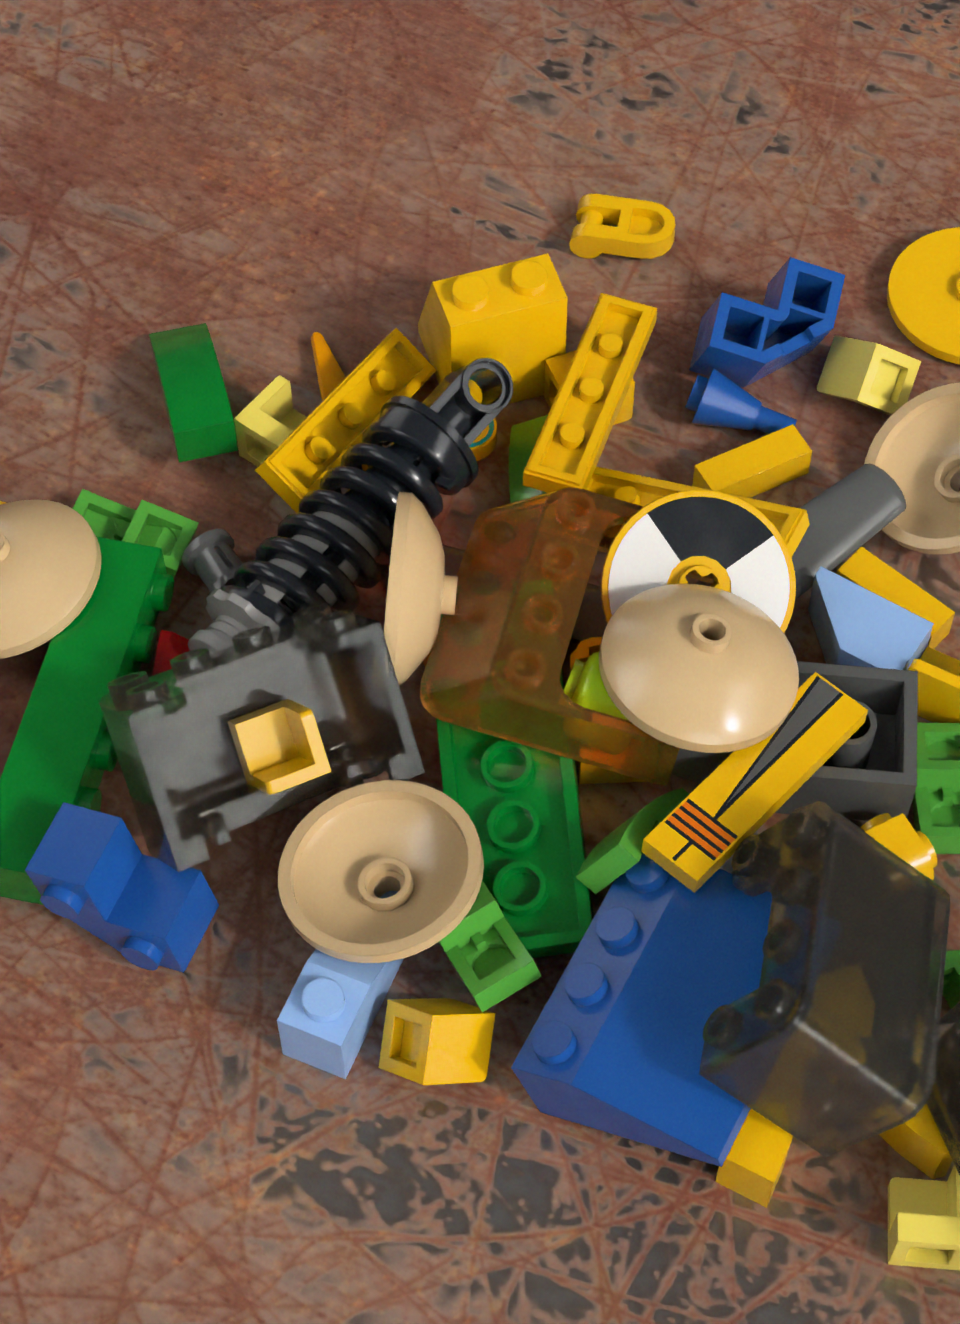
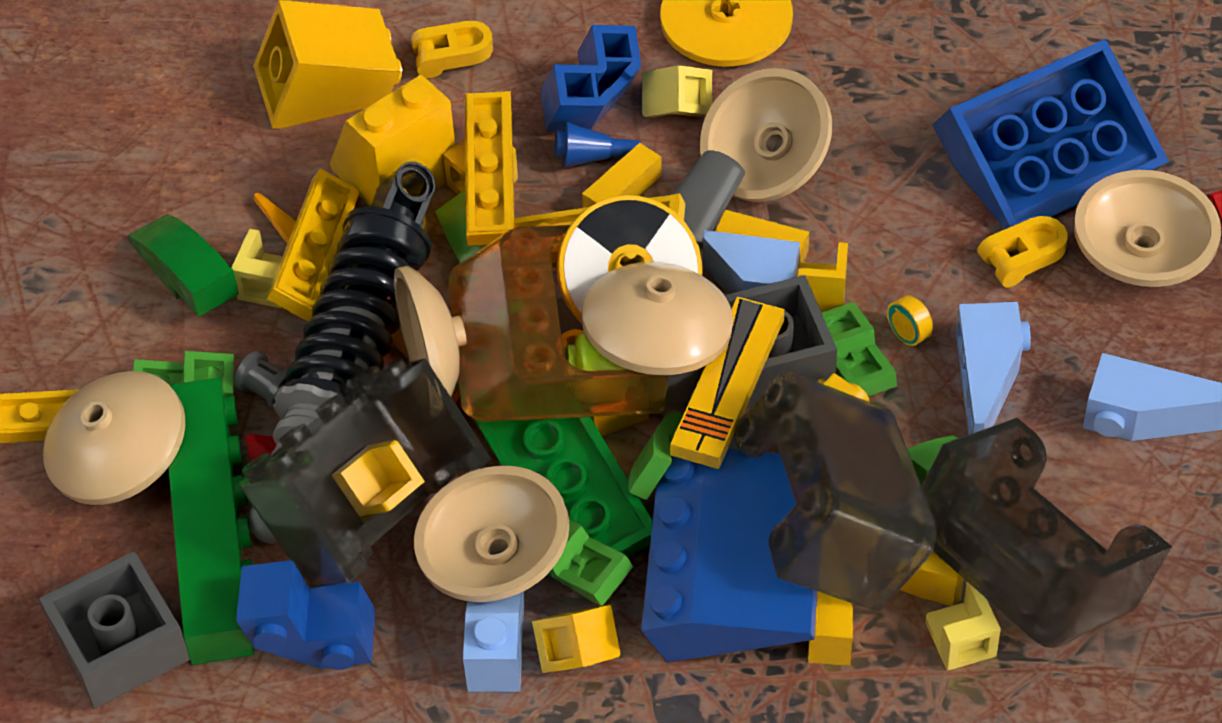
camera: 20 degrees left, 5 degrees down
(463, 197) = (324, 62): none -> yellow slope

